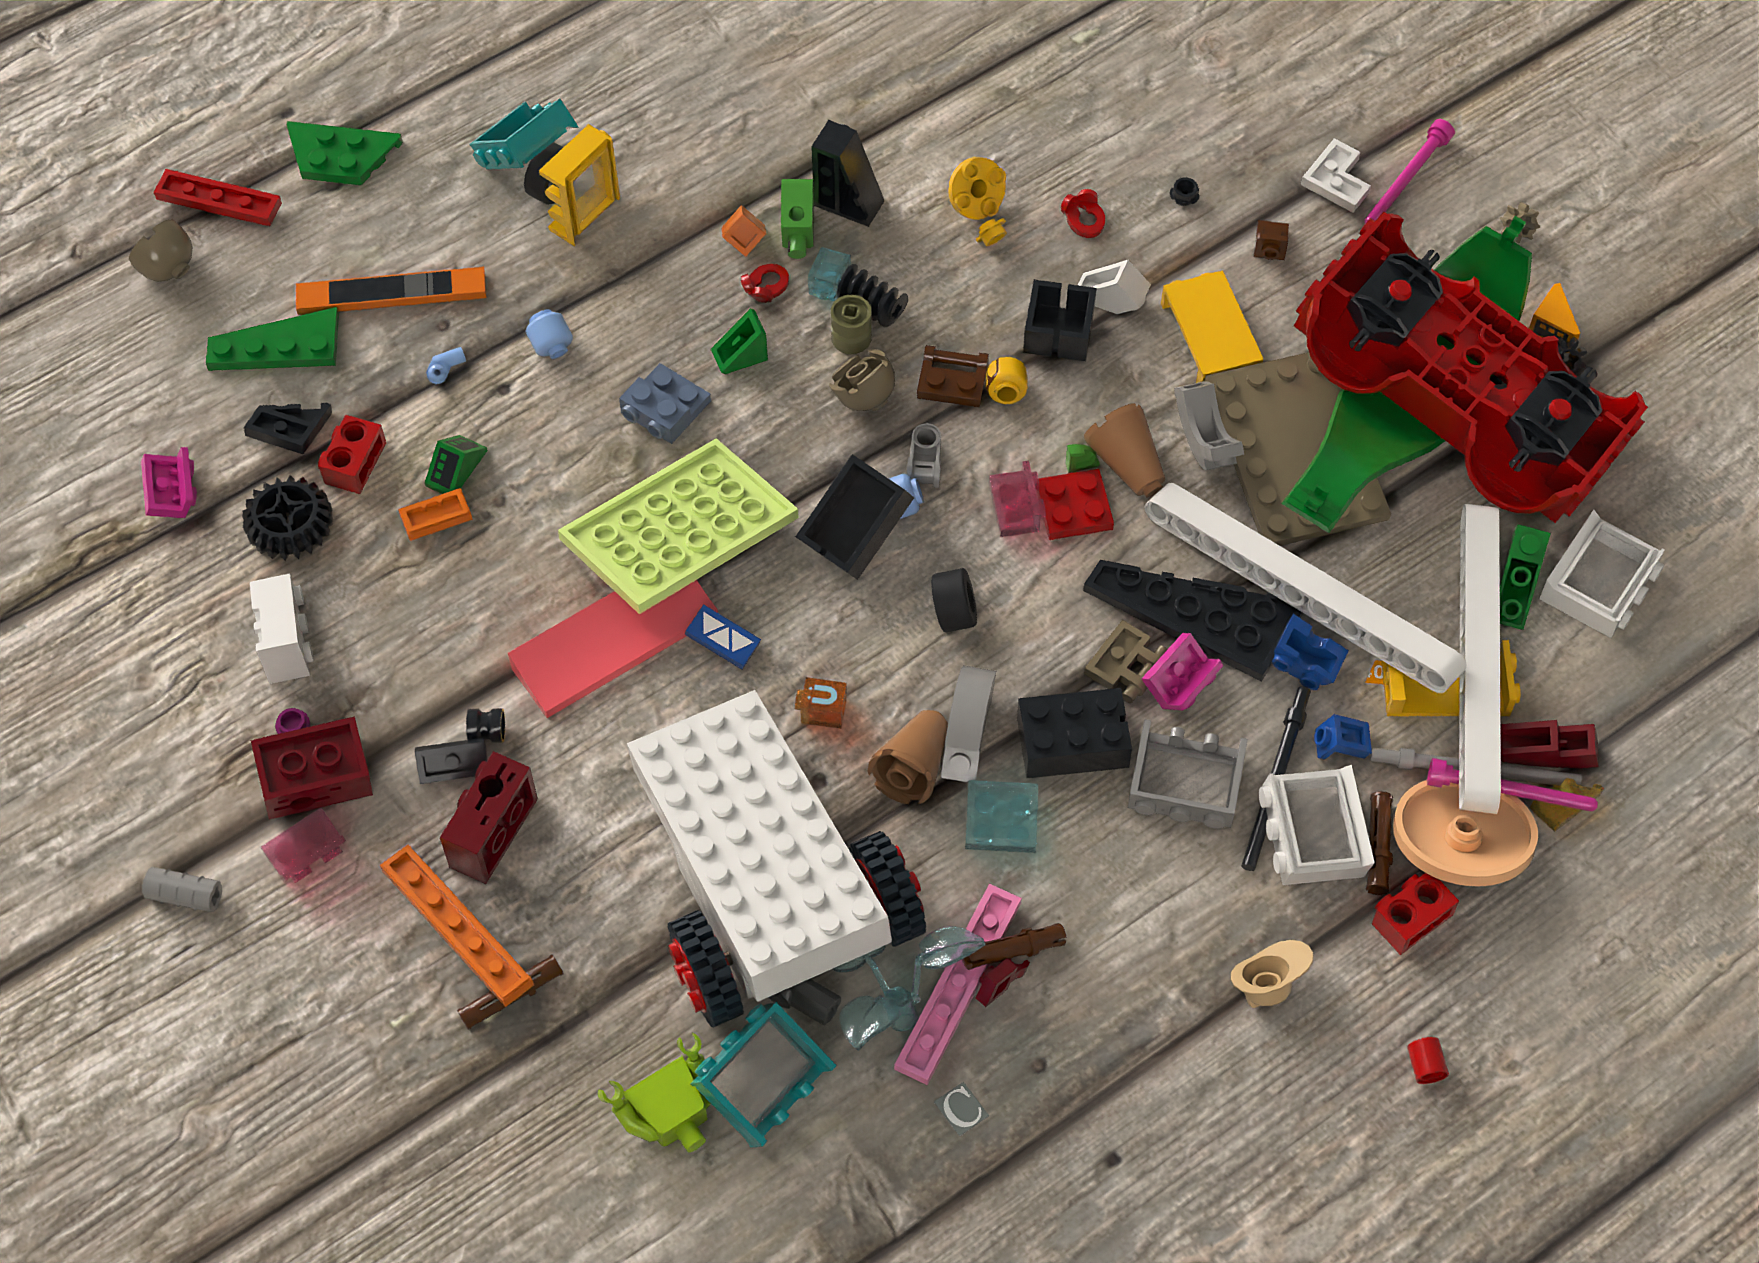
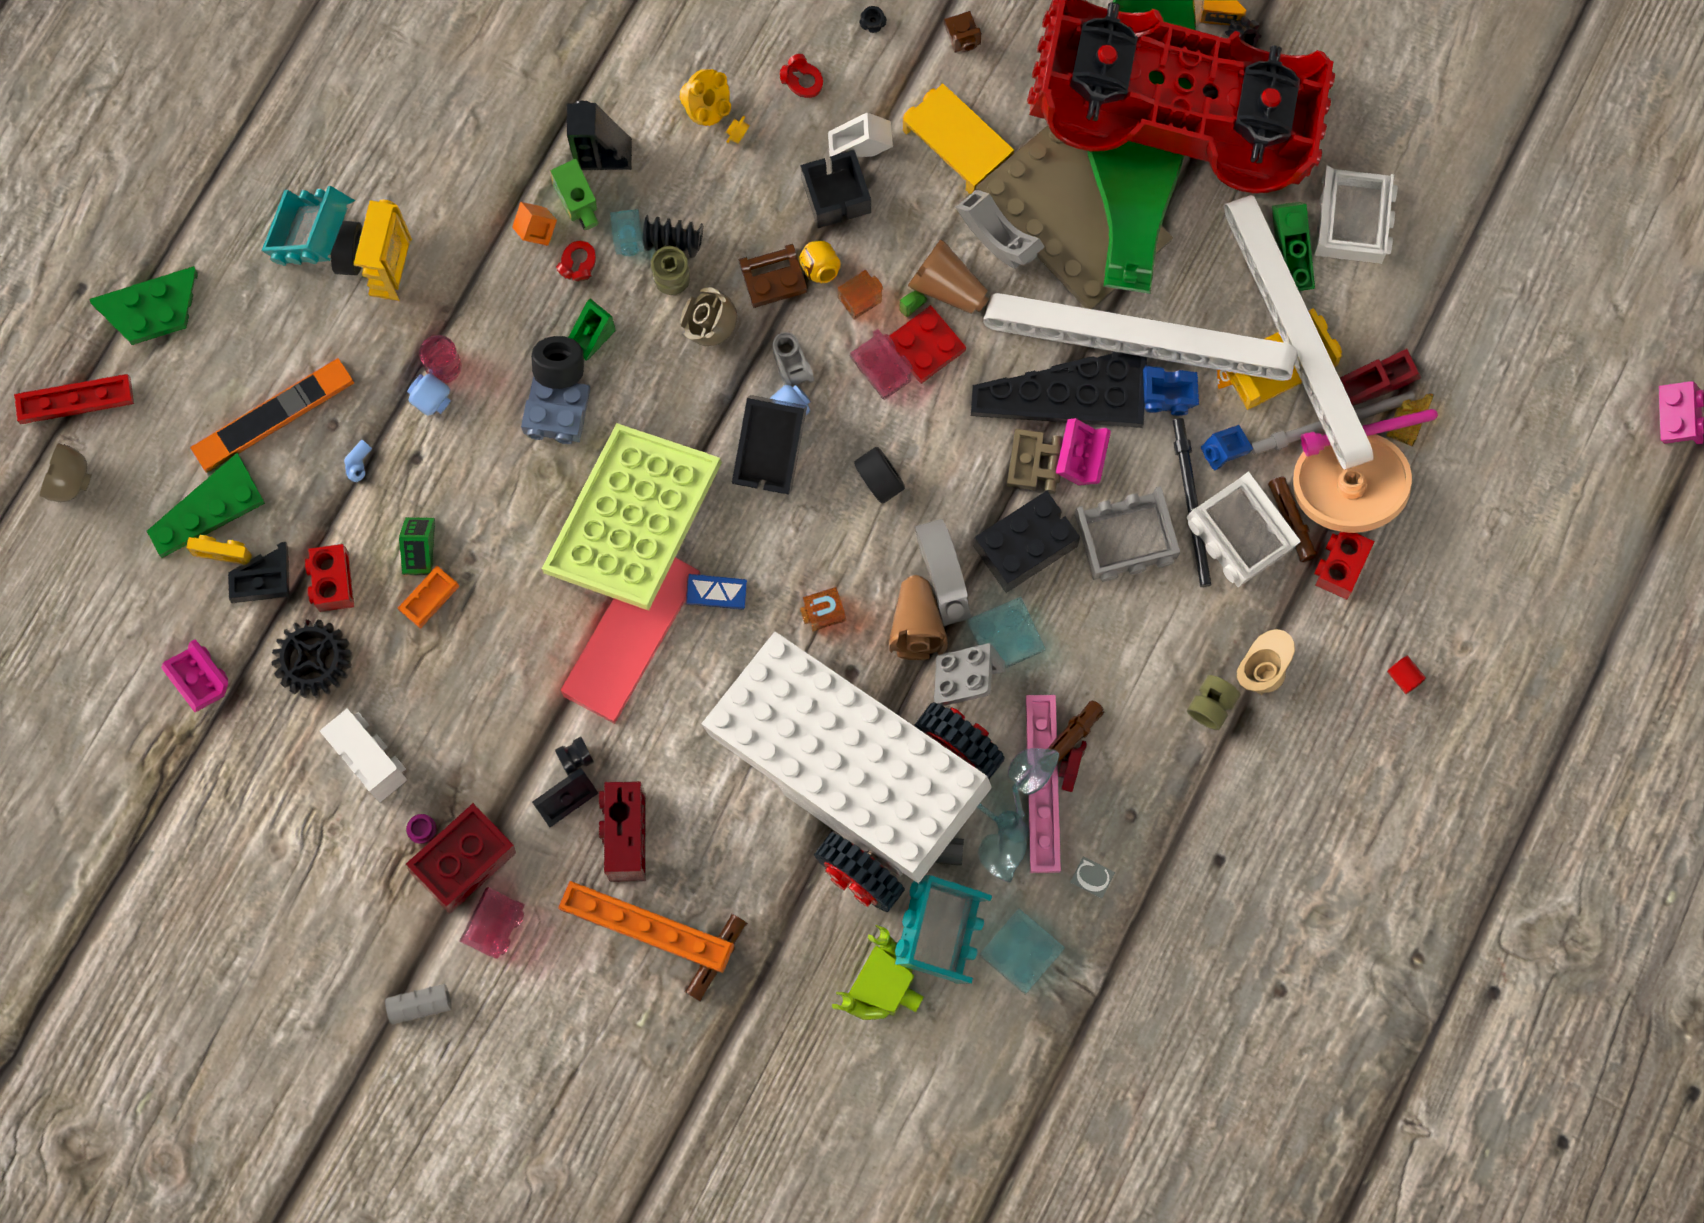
camera: 25 degrees left, 15 degrees up
(257, 379) = (208, 548): none -> yellow plate
(579, 306) = (440, 358): none -> clear pink wheel
(690, 357) = (557, 362): none -> black tyre
(839, 1145) = (1022, 951): none -> clear light blue plate
(936, 823) = (966, 674): none -> light grey bracket
(1031, 427) = (860, 294): none -> clear orange brick
(1189, 987) = (1211, 712): none -> olive wheel

